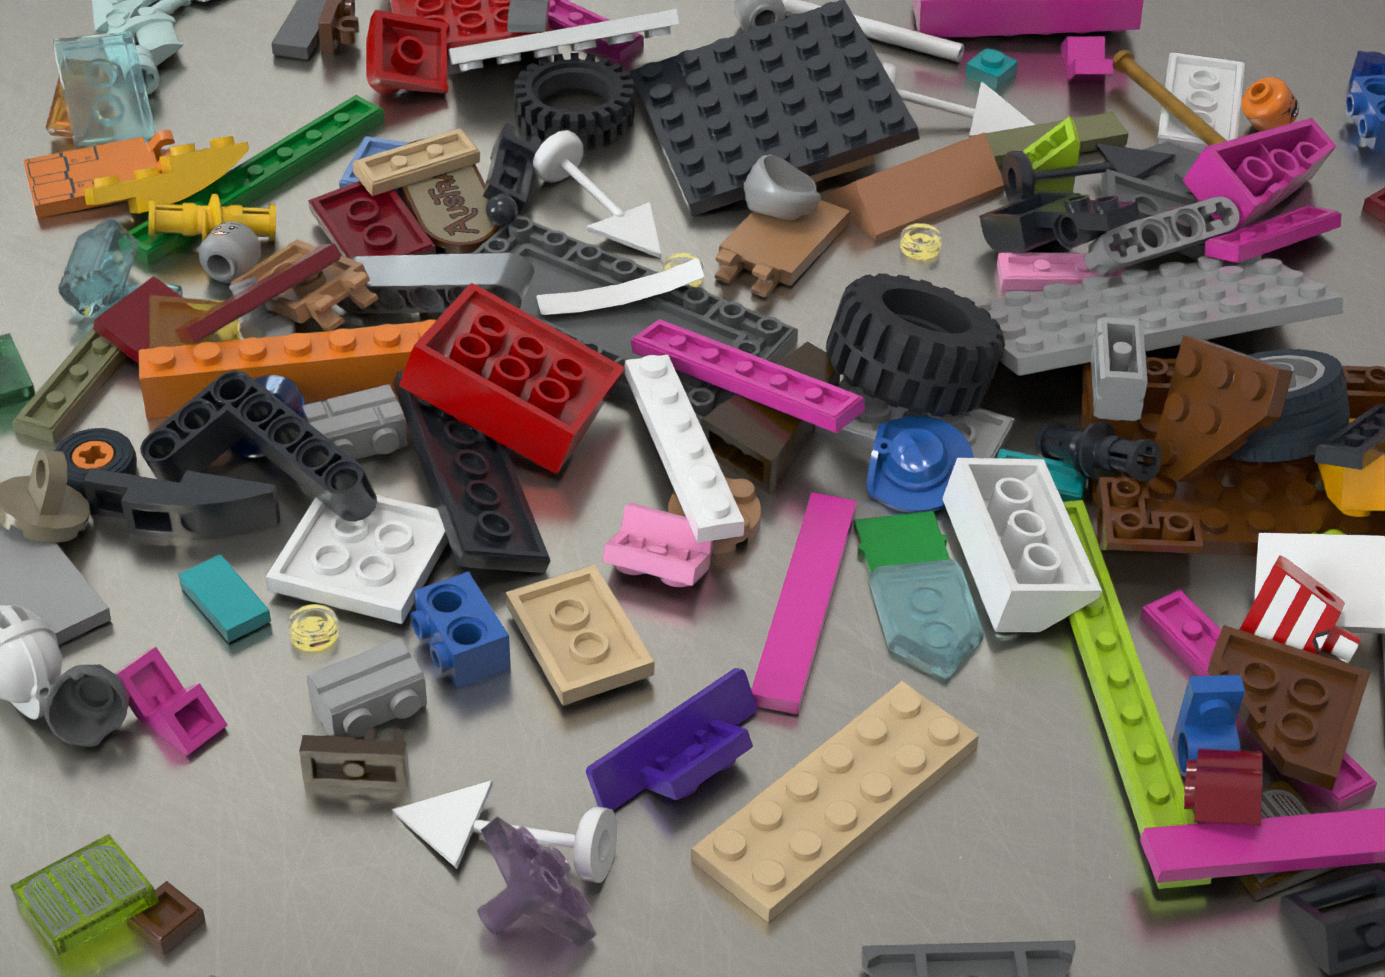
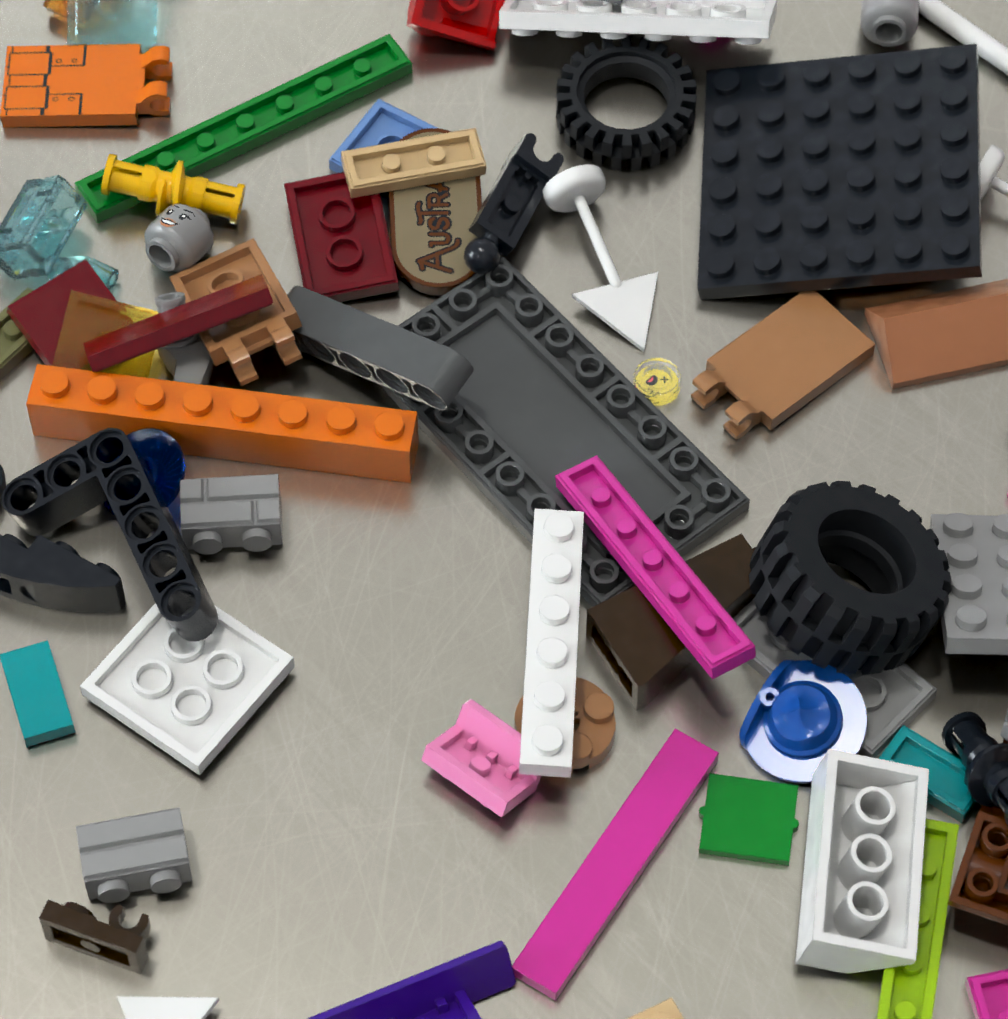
camera: 20 degrees right, 15 degrees up
(183, 175) = (166, 117): yellow slope -> none
(313, 628) = (112, 755): clear tile -> none
(461, 630) = (255, 805): blue brick -> none
(474, 490) = (328, 605): black tile -> none
(510, 377) = (406, 501): red slope -> none
(579, 634) = (367, 843): tan plate -> none
(621, 293) = (572, 401): white sticker -> none
(780, 189) = (798, 307): light grey hair -> none
(920, 241) = (941, 405): clear tile -> none
(927, 612) = (738, 915): clear light blue tile -> none

